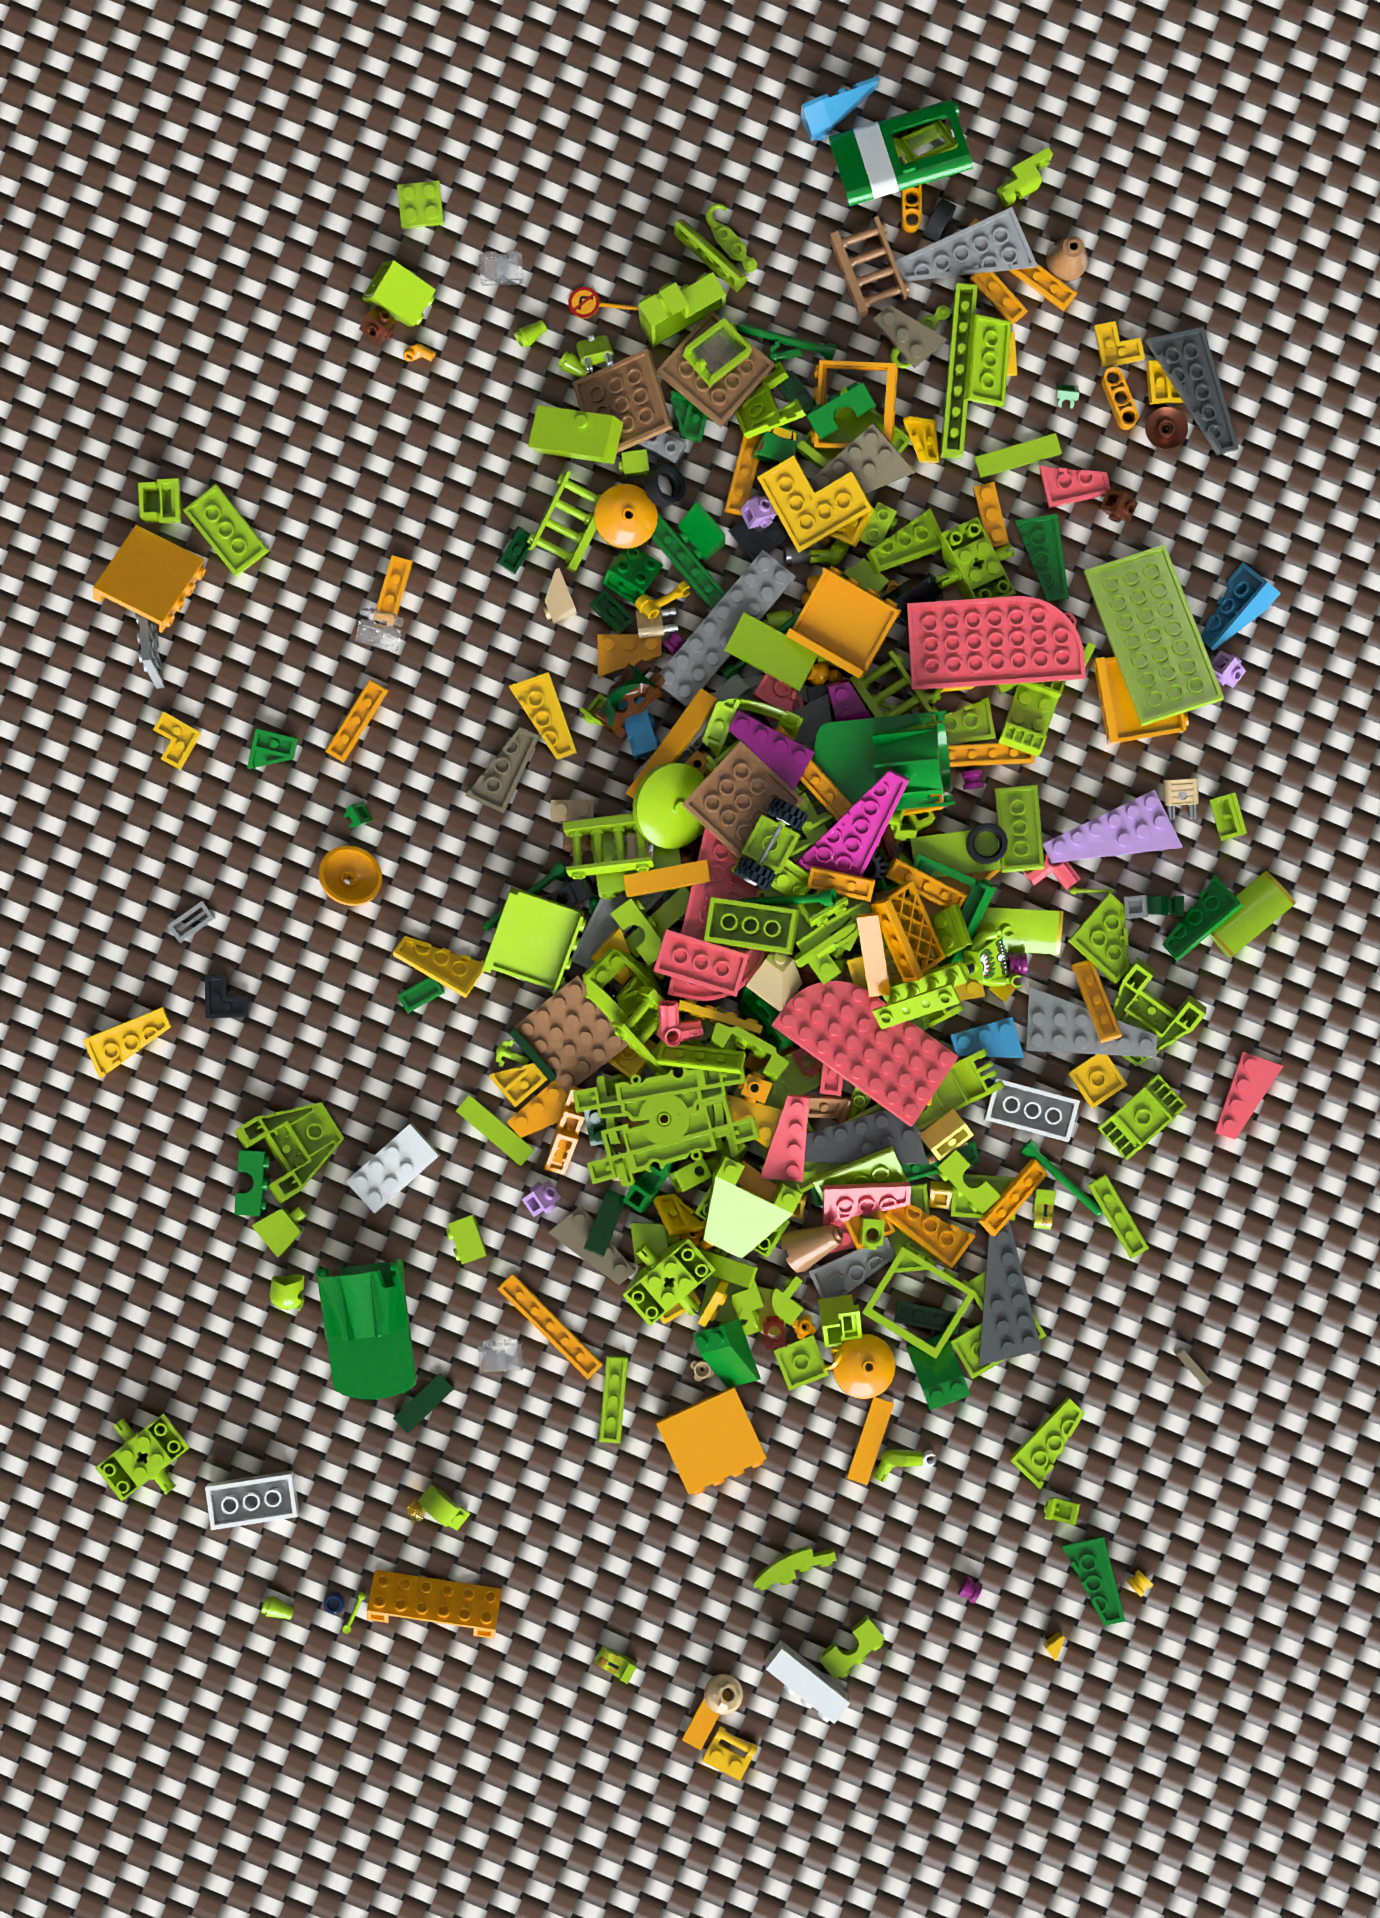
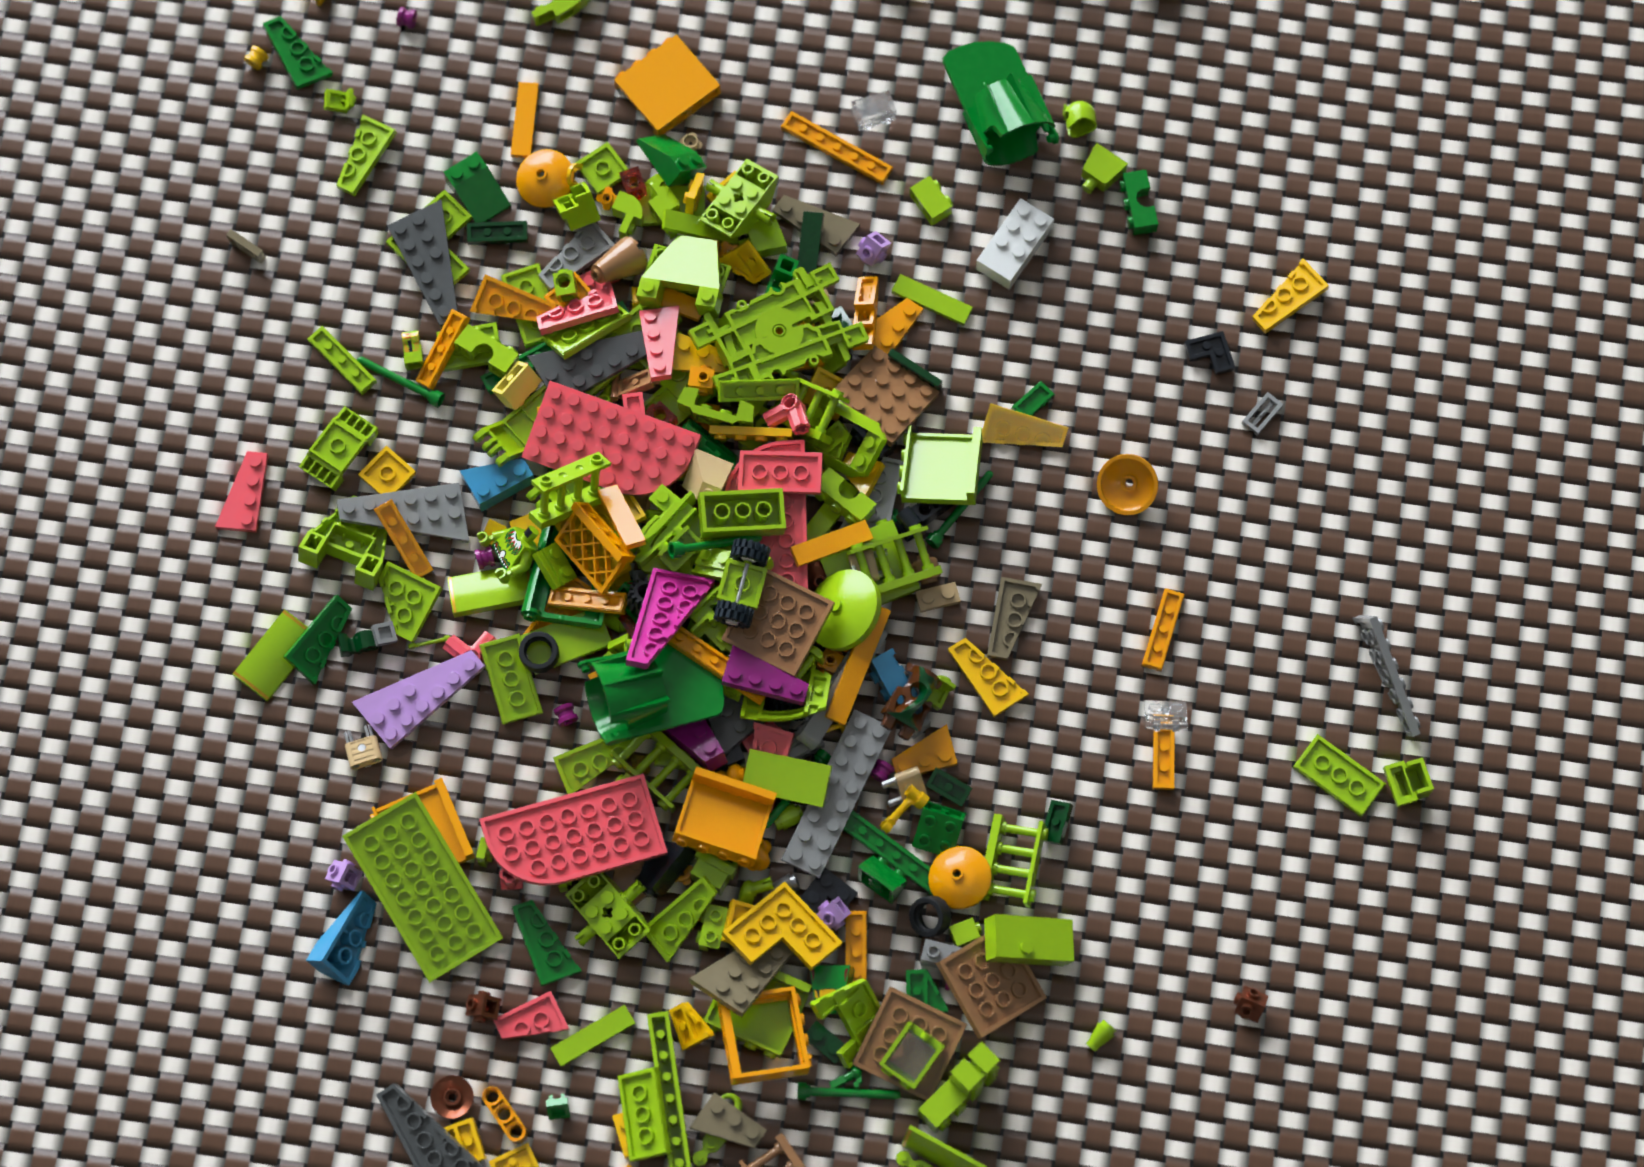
camera: 165 degrees right, 15 degrees down
(150, 577) = (1395, 704): light orange panel -> none
(182, 739) = (1320, 571): yellow plate -> none
(271, 748) = (1235, 584): green wing -> none
(299, 1141) = (1105, 248): lime wedge -> none
(358, 814) = (1136, 543): green tile -> none
(399, 293) = (1240, 1040): lime slope -> none
(418, 351) = (1206, 991): light orange arm -> none
(420, 204) = (1244, 1138): lime plate -> none
(423, 1403) = (931, 58): dark green tile -> none
(501, 268) = (1146, 1091): clear brick -> none
(503, 1051) = (943, 369): lime piece -> none
(519, 1082) = (922, 344): yellow wing -> none
(558, 599) = (1001, 782): tan slope -> none
(572, 365) = (1051, 1014): lime cone -> none
(585, 303) = (1055, 1082): piece -> none
(595, 351) = (1032, 1032): lime piece -> none
(613, 1399) = (763, 101): lime tile -> none
(685, 1176) = (743, 291): lime torso -> none
(823, 417) = (763, 1034): green arch -> none
(843, 883) = (667, 569): light orange tile -> none
(901, 1458) = (491, 108): lime arm -> none
(930, 1265) = (518, 211): lime window -> none
(940, 1194) = (511, 338): yellow slope -> none
(987, 754) = (554, 742): light orange tile -> none
(991, 514) = (605, 971): light orange plate -> none
(1030, 716) = (524, 779): lime plate -> none
(1032, 1110) = (441, 429): white brick -> none
(1228, 816) = (314, 739): lime hinge -> none

